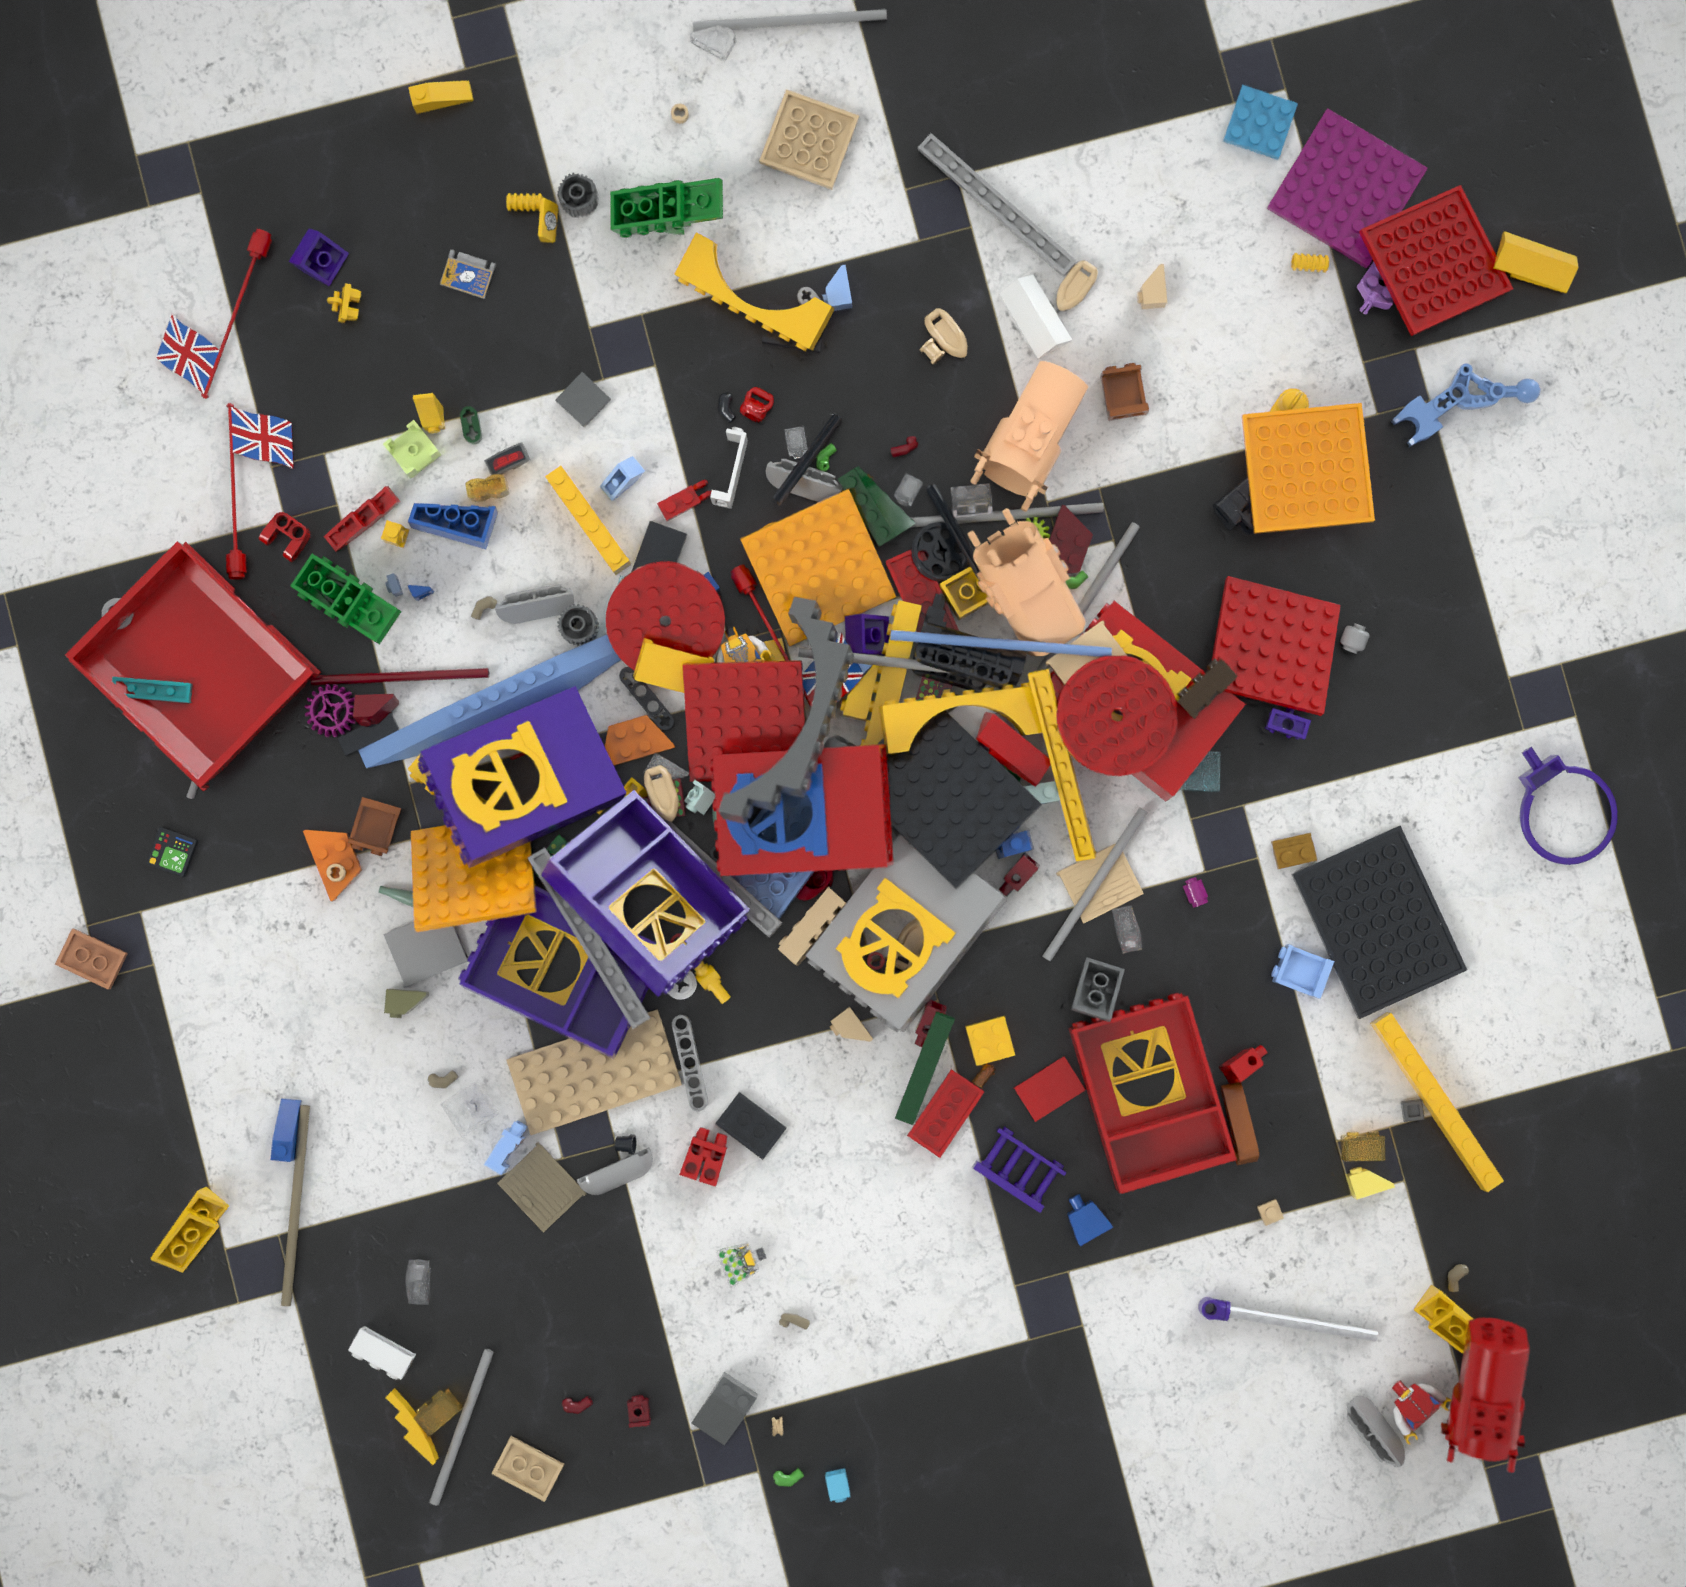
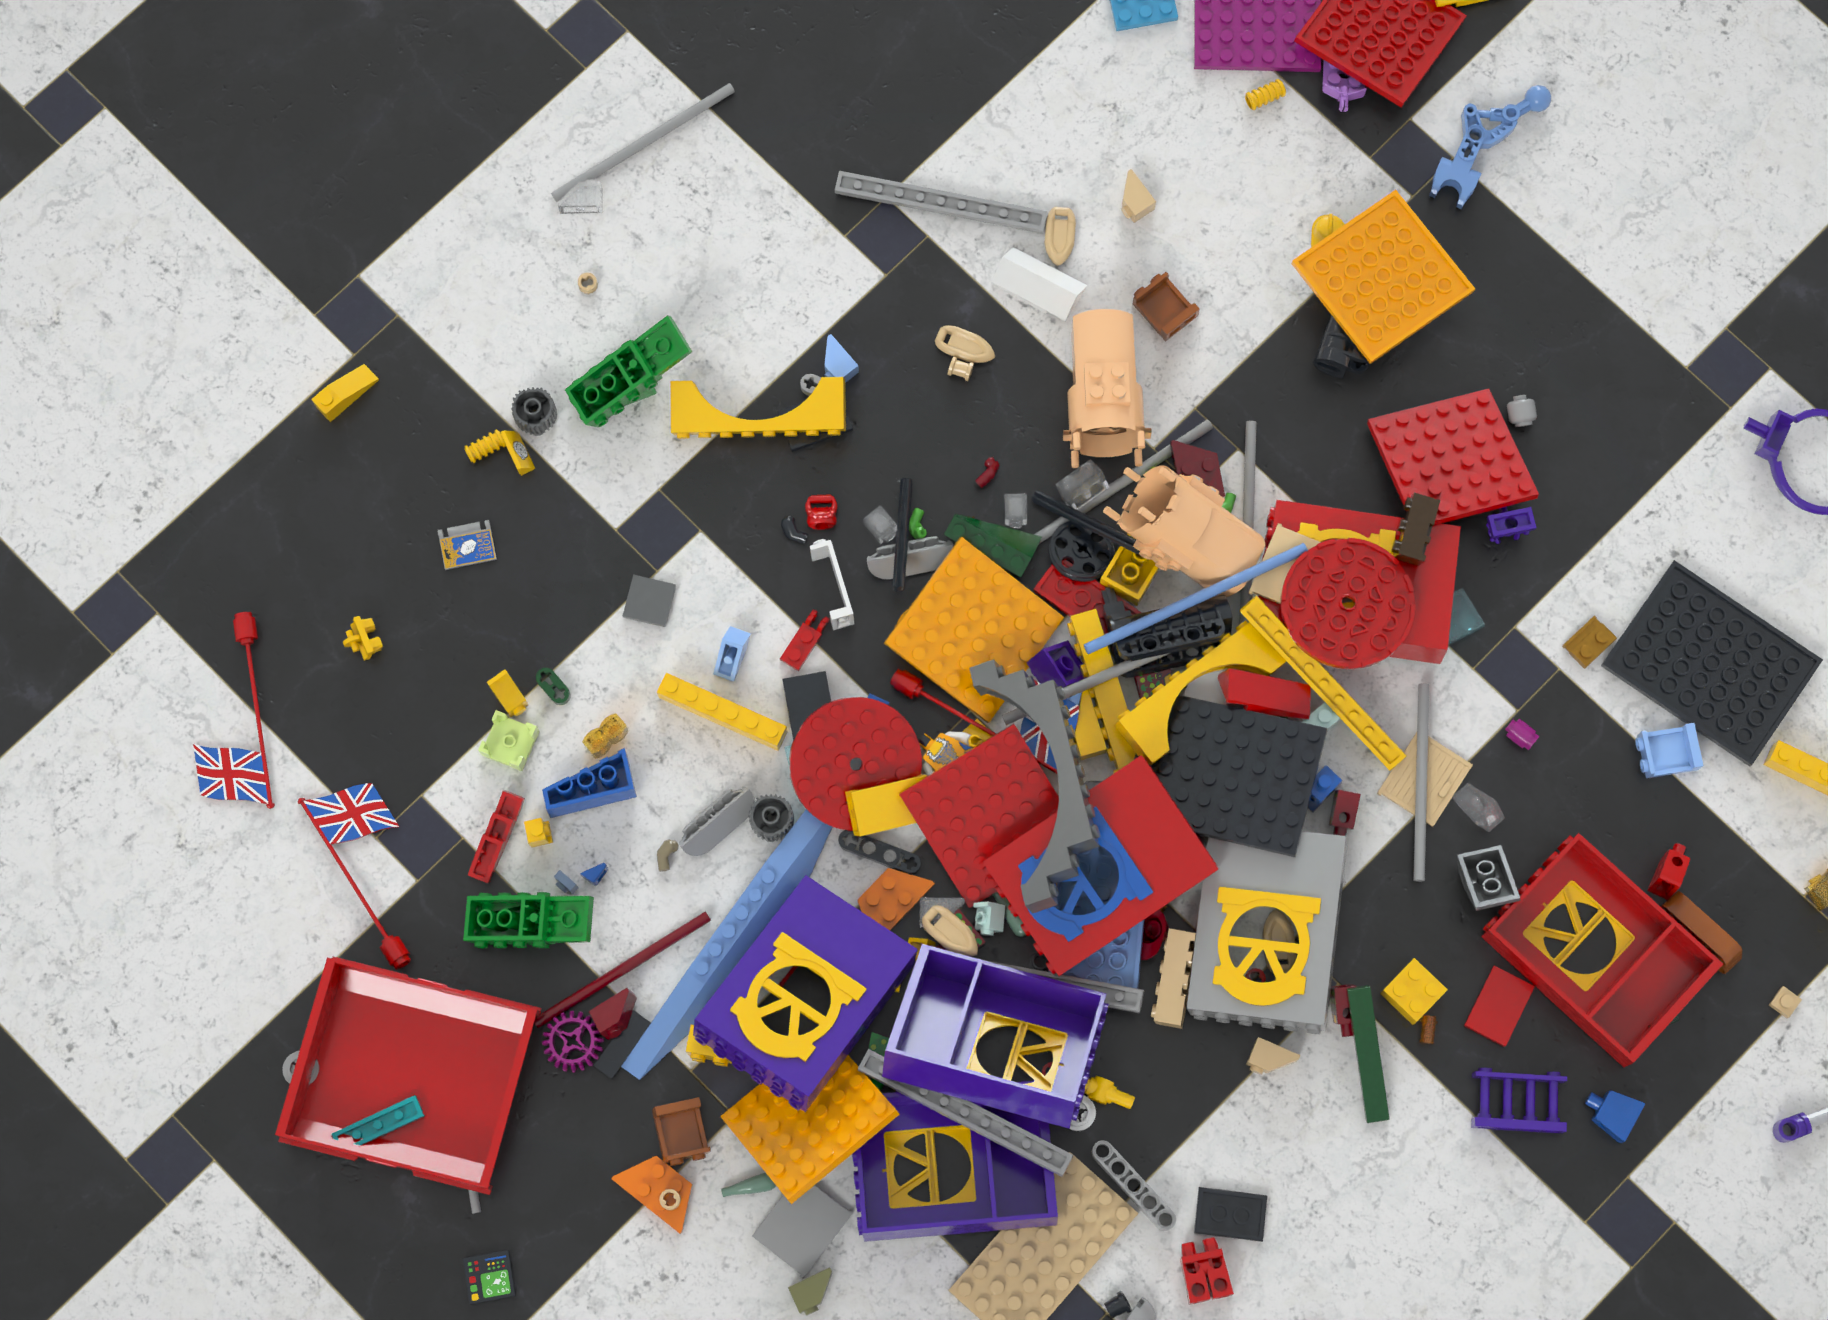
camera: 30 degrees left, 10 degrees down
(273, 529) = (413, 894): red piece -> none
(318, 257) = (311, 608): dark purple slope -> none
(507, 459) = (608, 698): slope -> none
(809, 139) = (726, 239): tan plate -> none
(945, 1113) = (1414, 1089): red plate -> none

